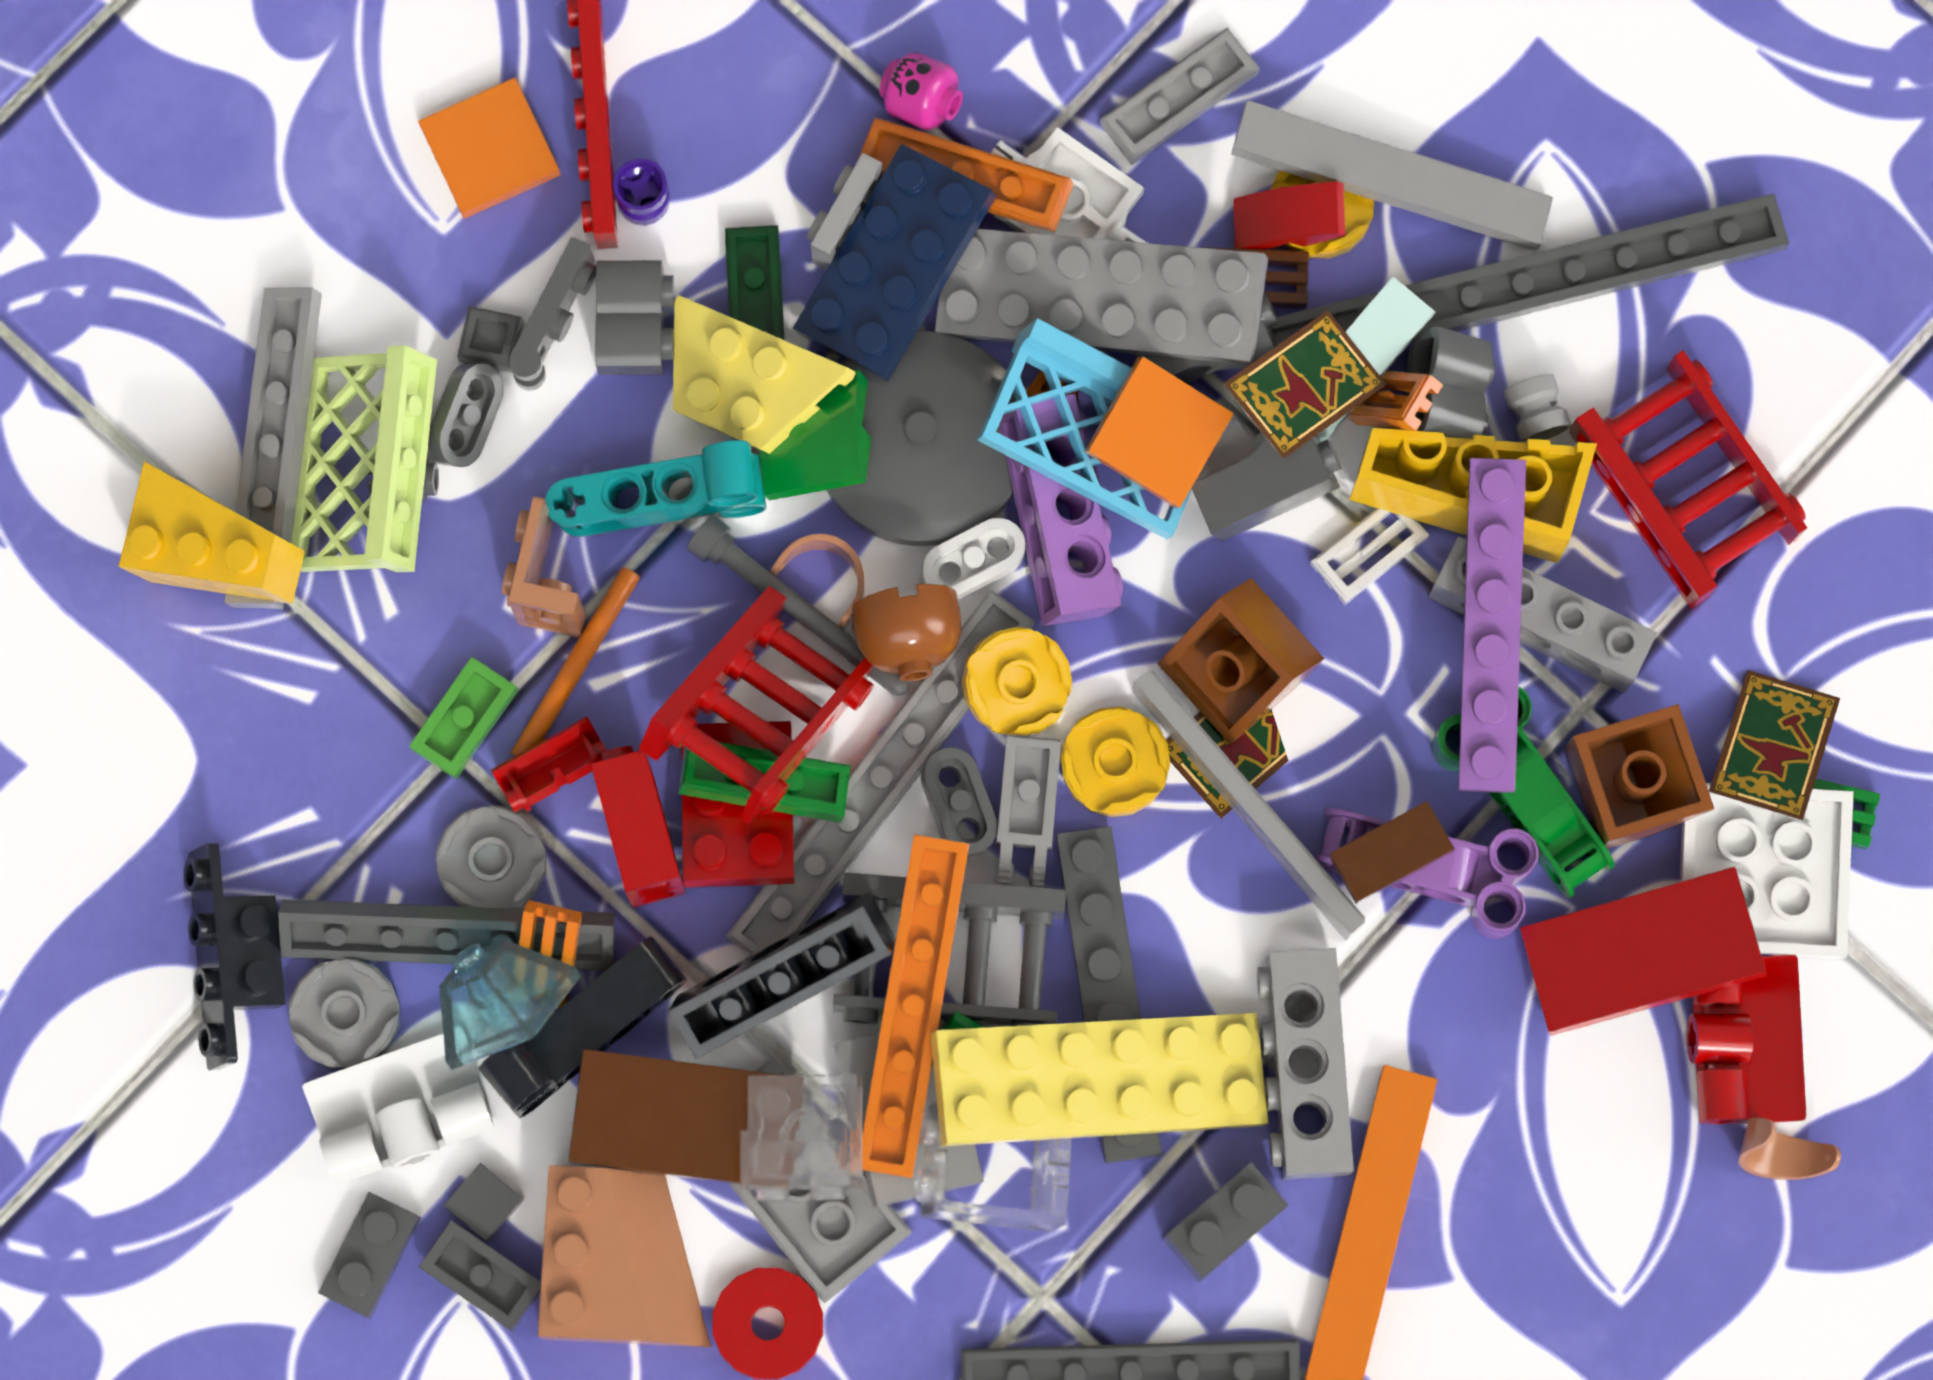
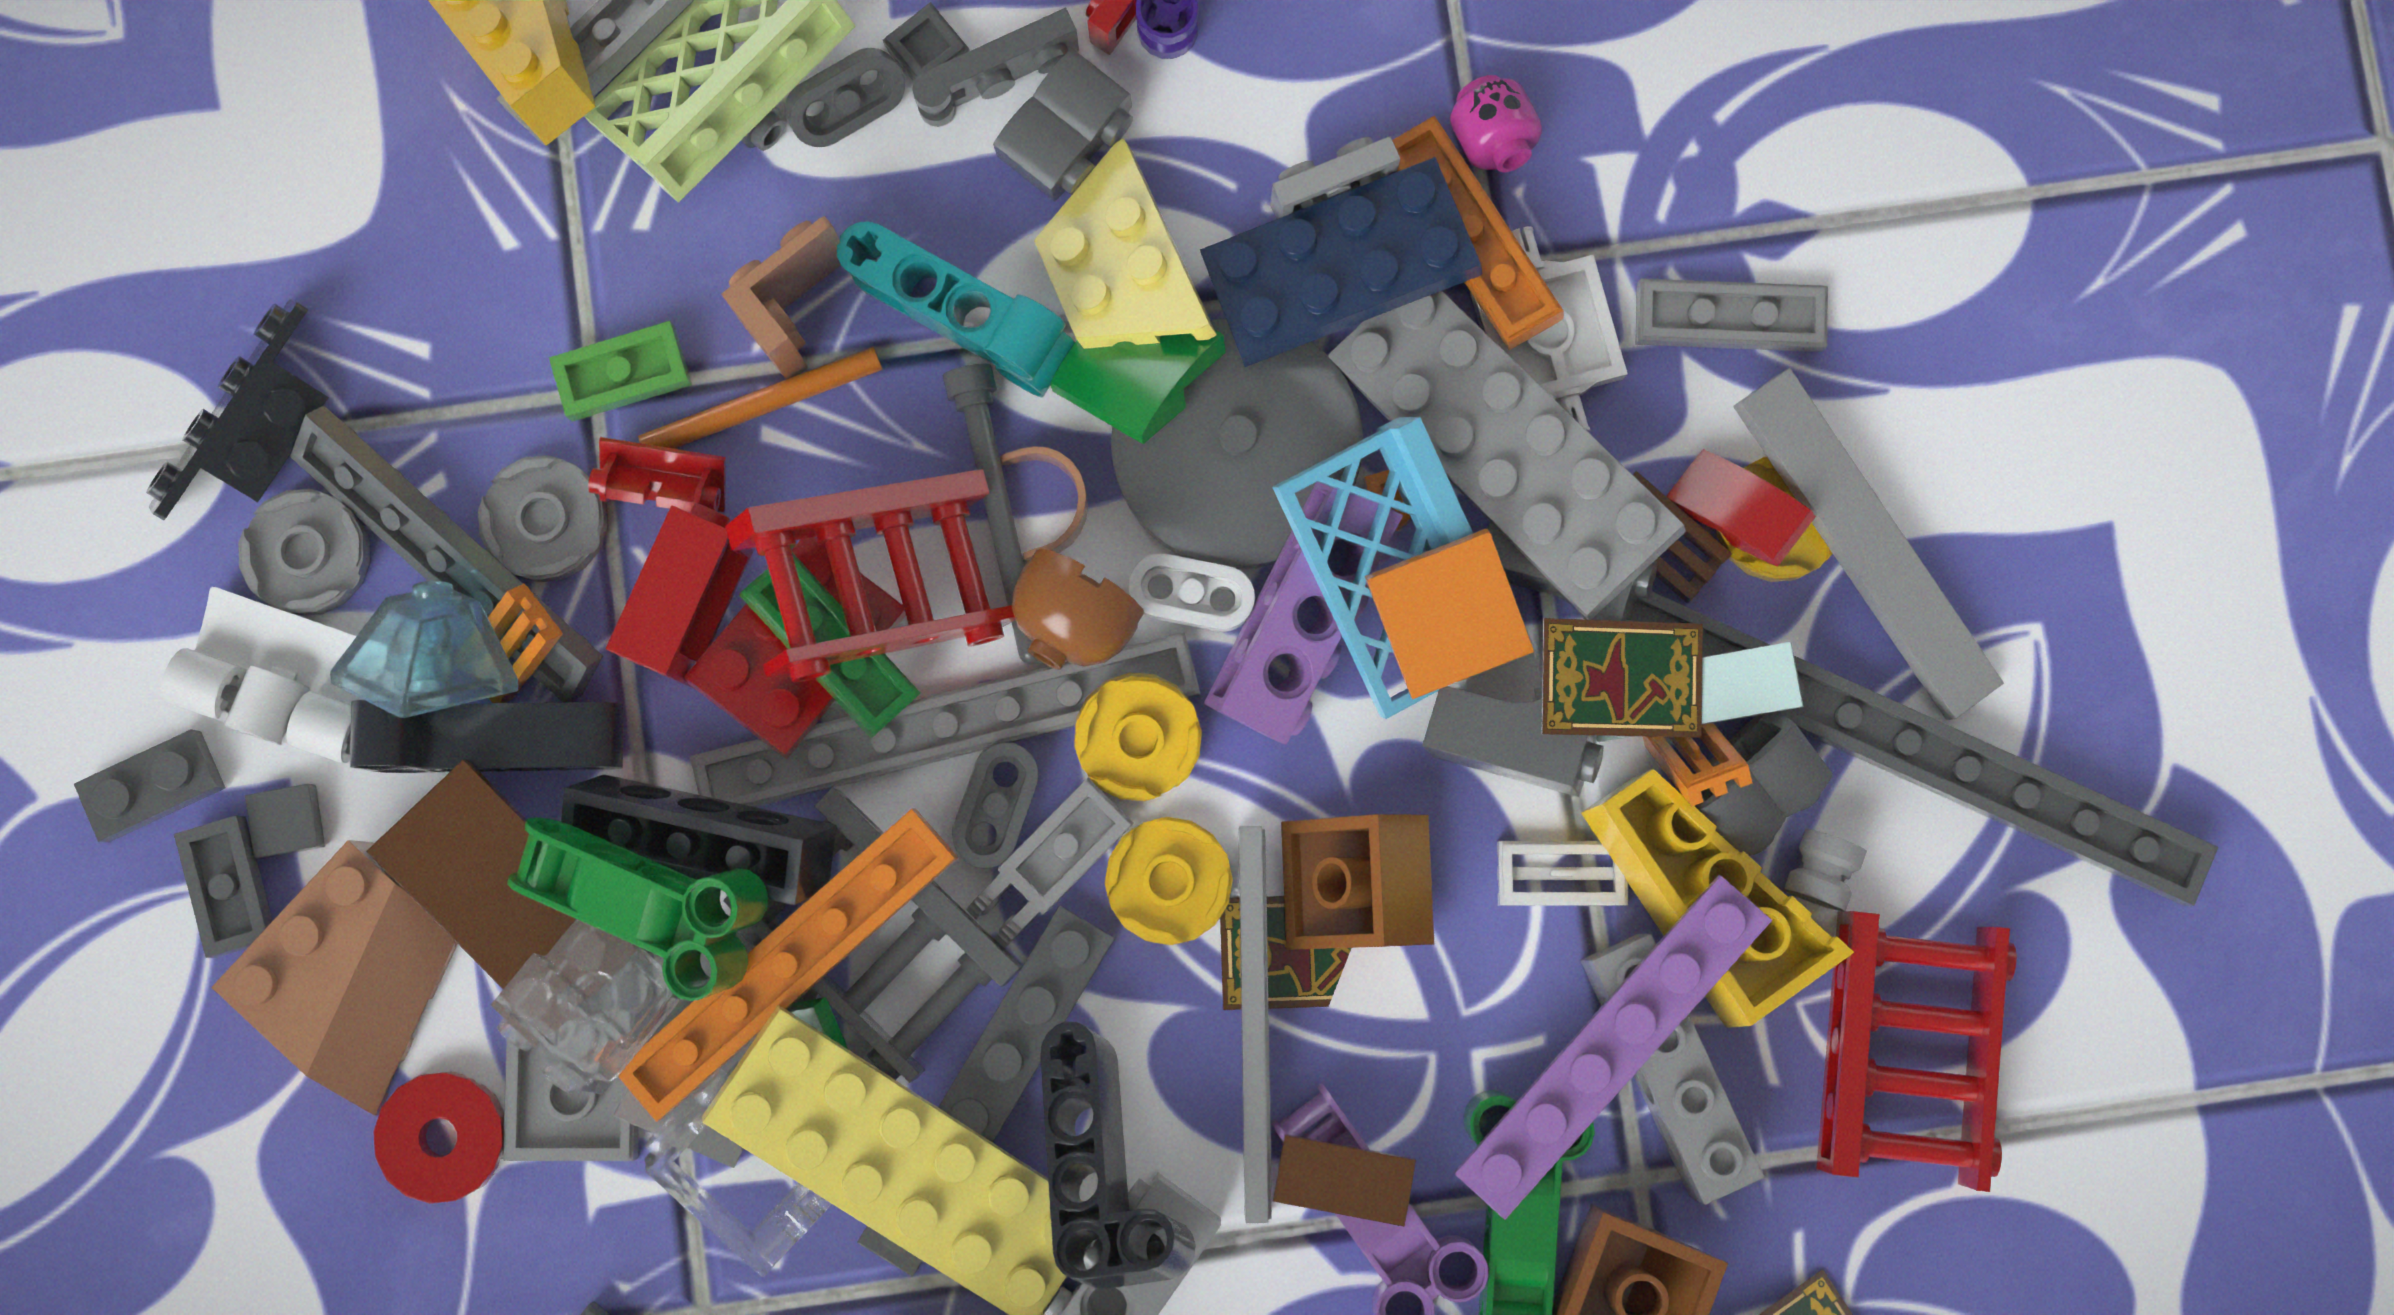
camera: 40 degrees right, 5 degrees up
(755, 277) = (1206, 181): dark green tile -> none
(784, 1036) = (644, 903): none -> green piece
(1218, 965) = (1101, 1151): none -> black beam

